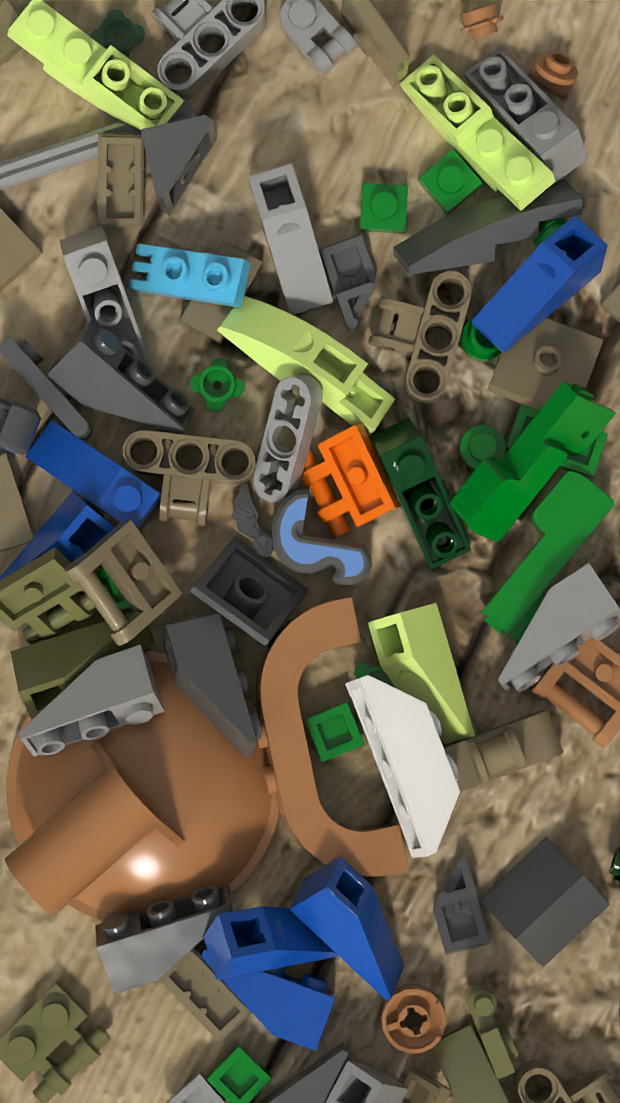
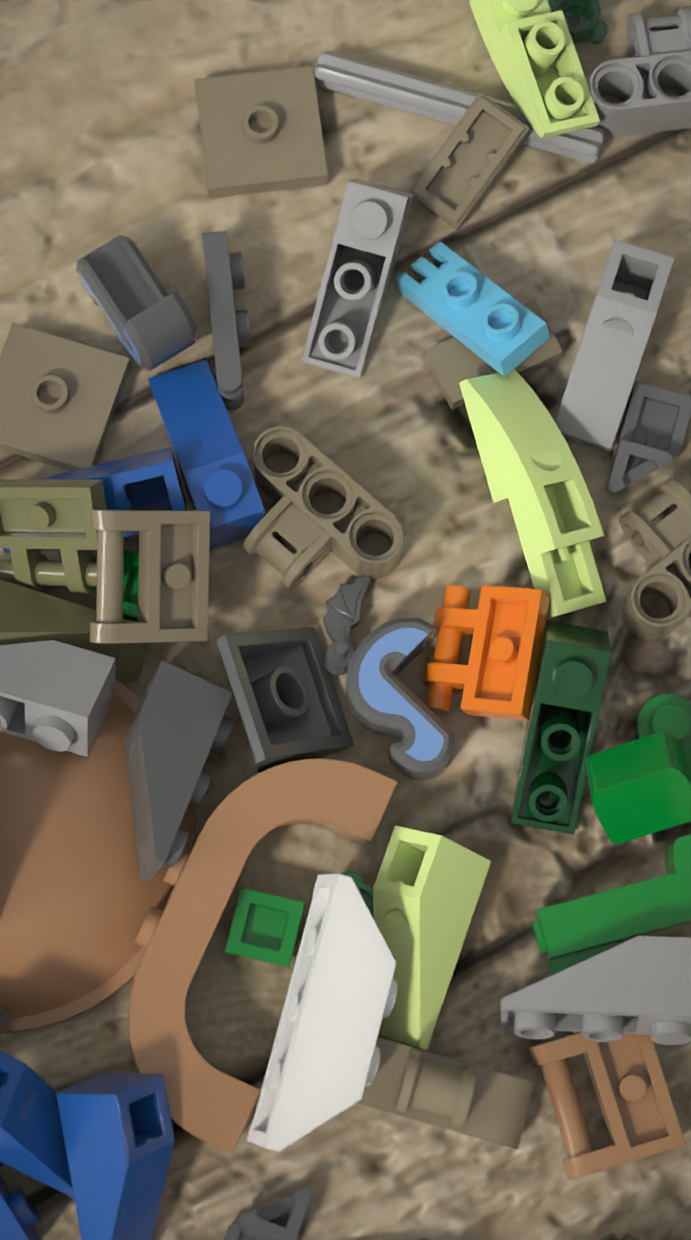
camera: 30 degrees right, 10 degrees down
(112, 380) = (302, 353): dark grey slope -> none
(175, 156) = (551, 170): dark grey slope -> none
(219, 372) = (424, 433): green plate -> none
(303, 426) = (478, 555): light grey beam -> none

